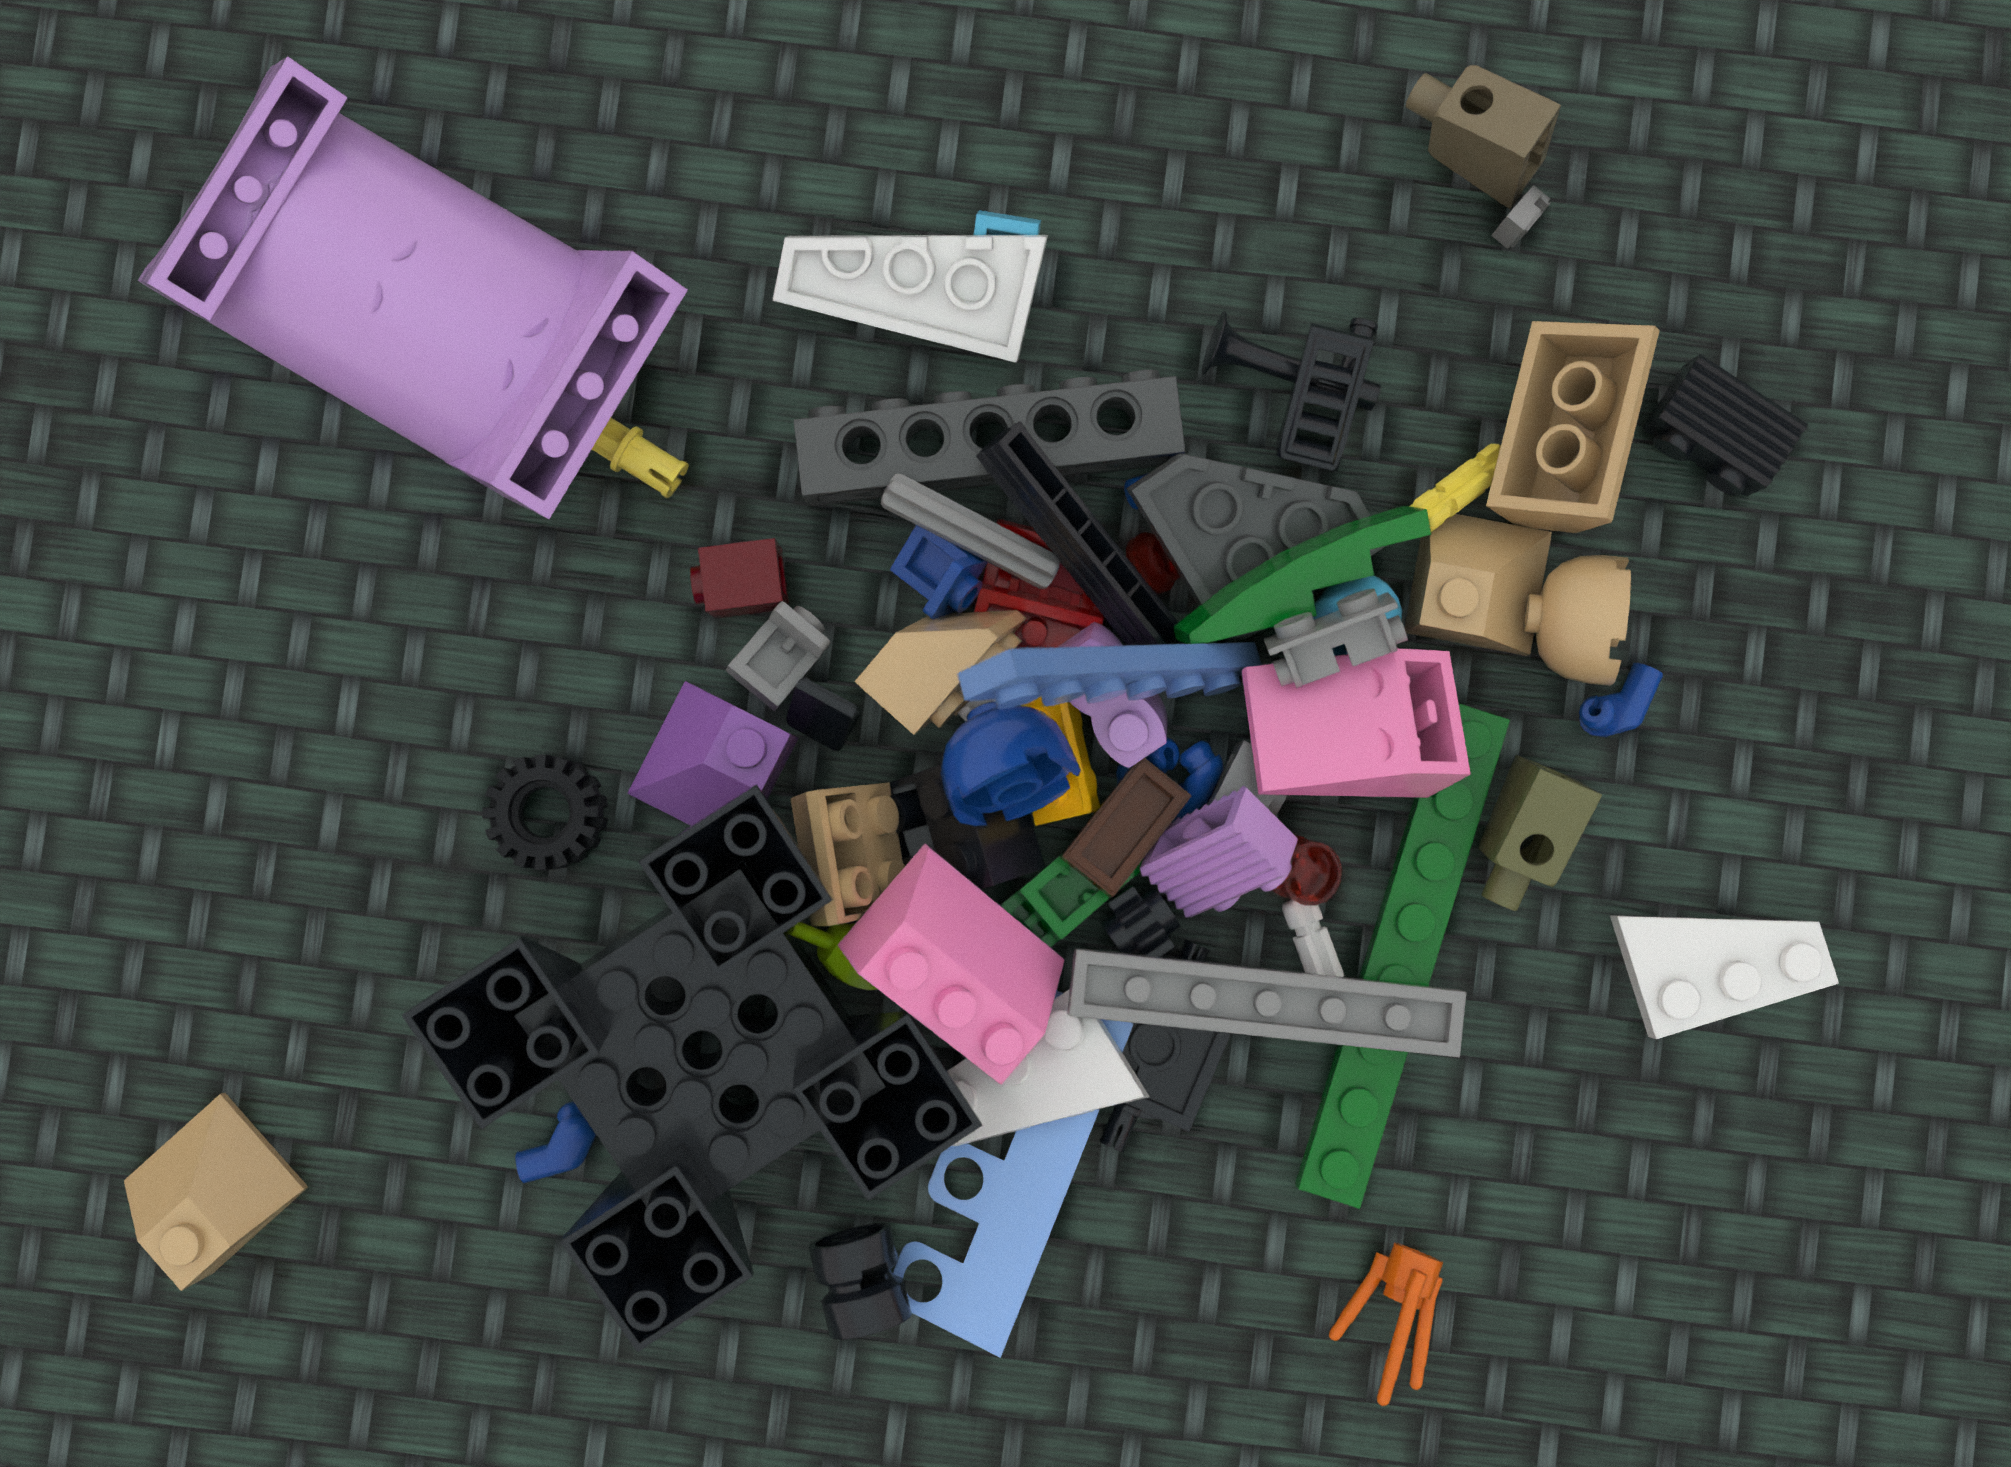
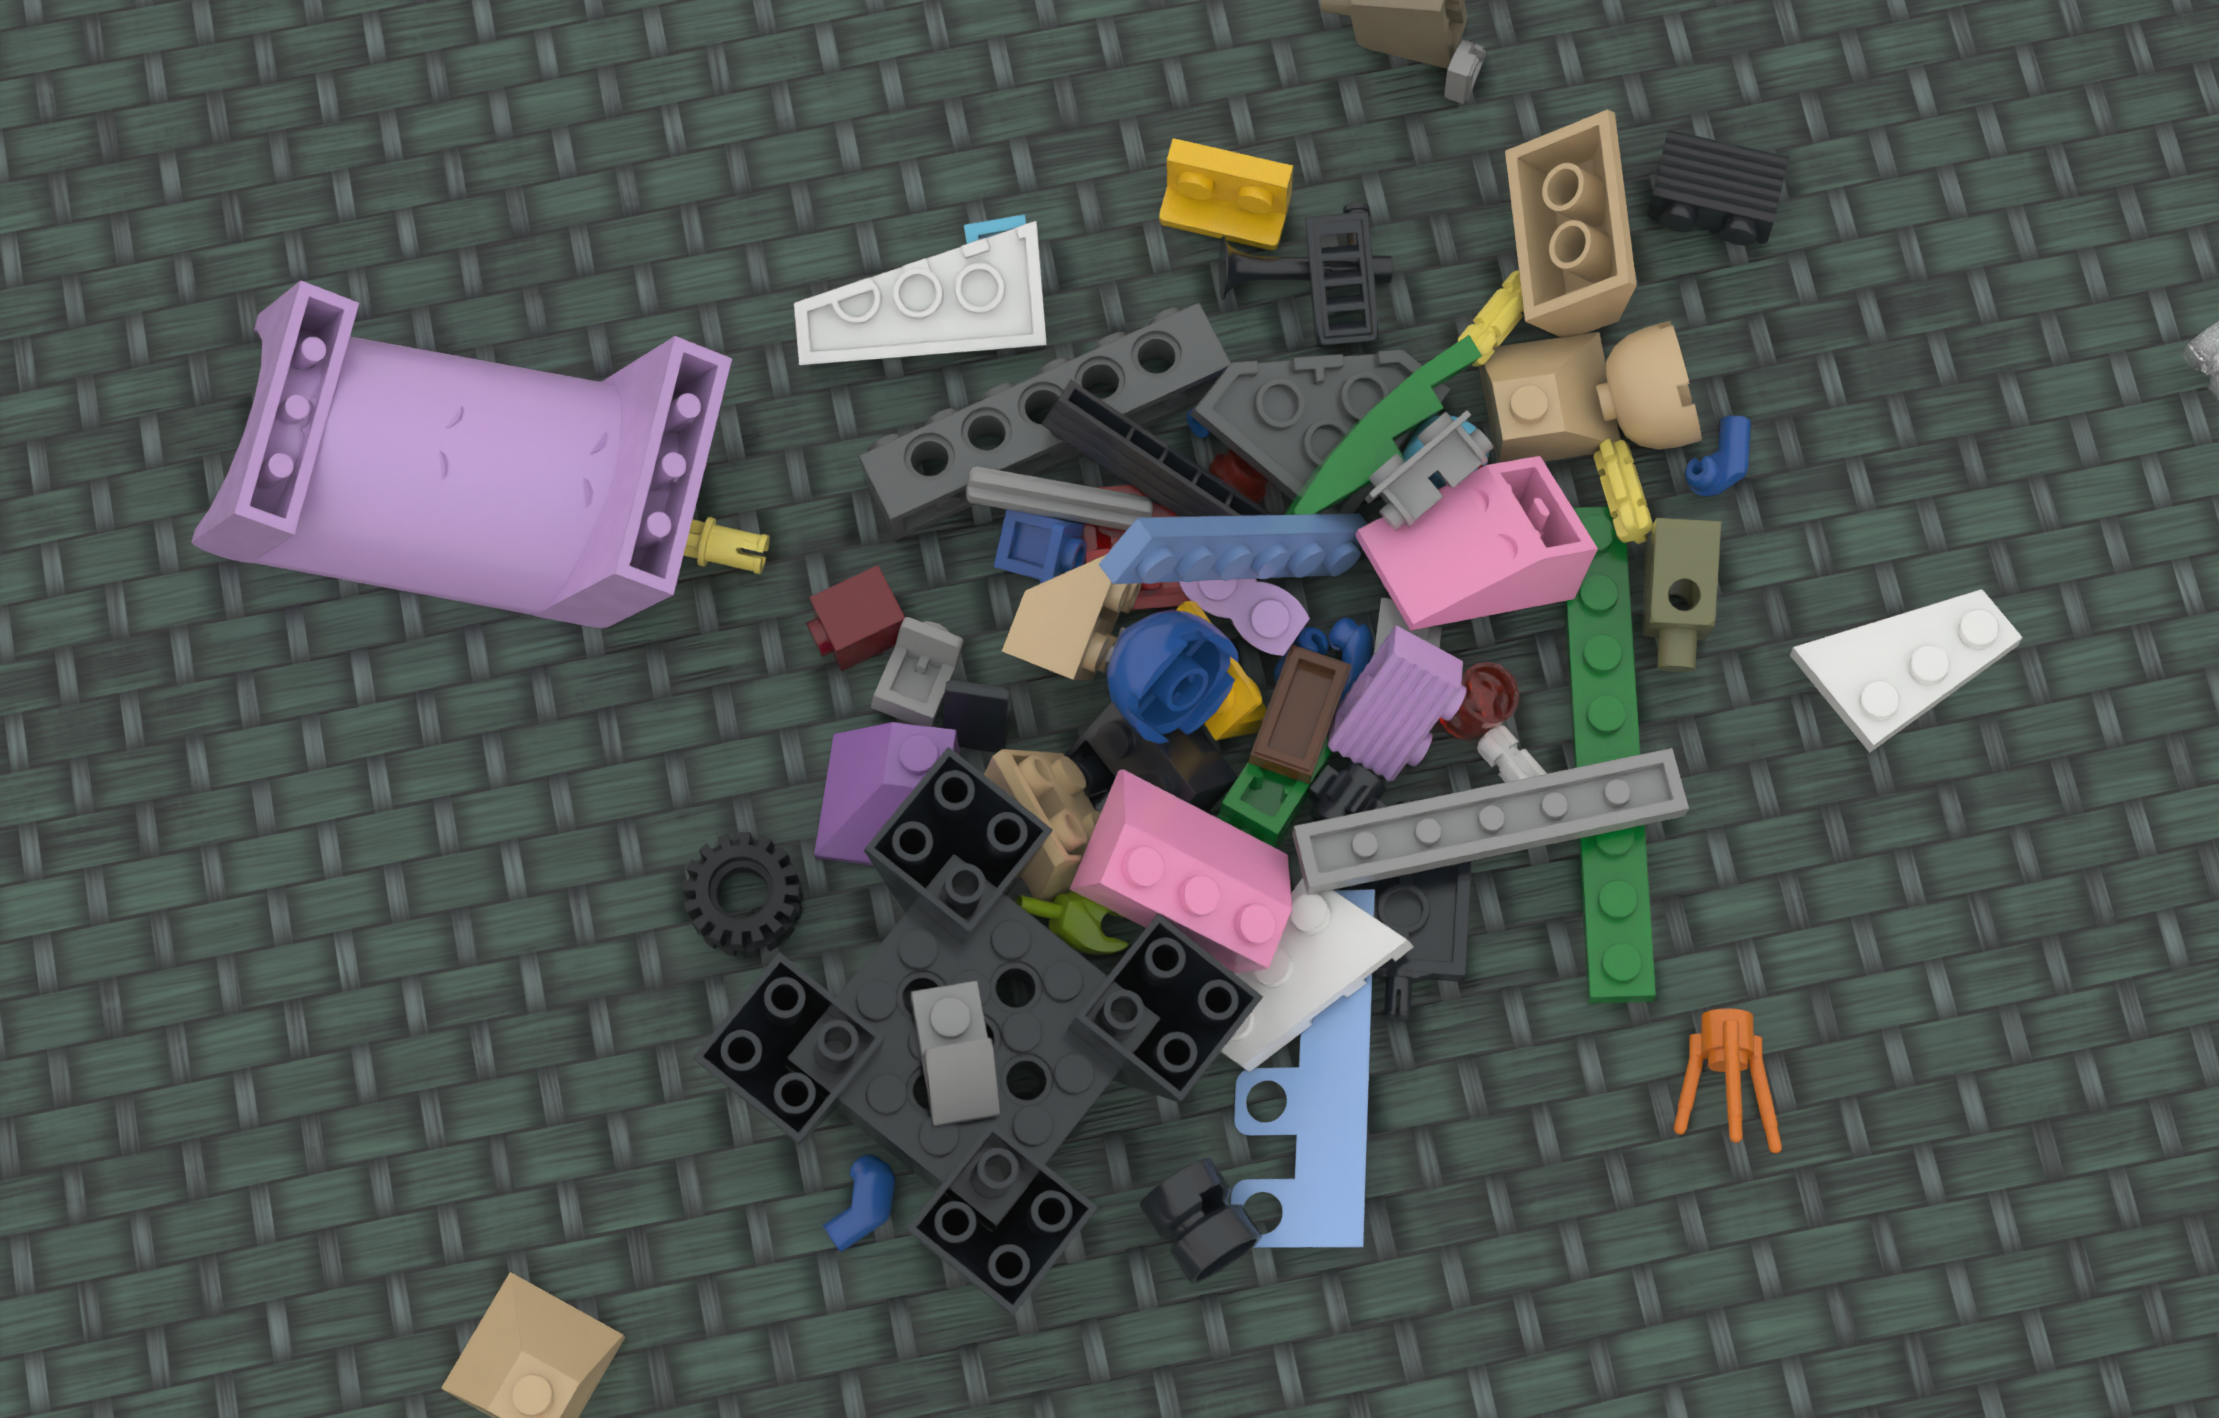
camera: 15 degrees left, 15 degrees down
(672, 1069) = (955, 1053): none -> light grey slope
(1242, 269) = (1226, 194): none -> yellow bracket
(1515, 708) = (1623, 491): none -> light yellow axle

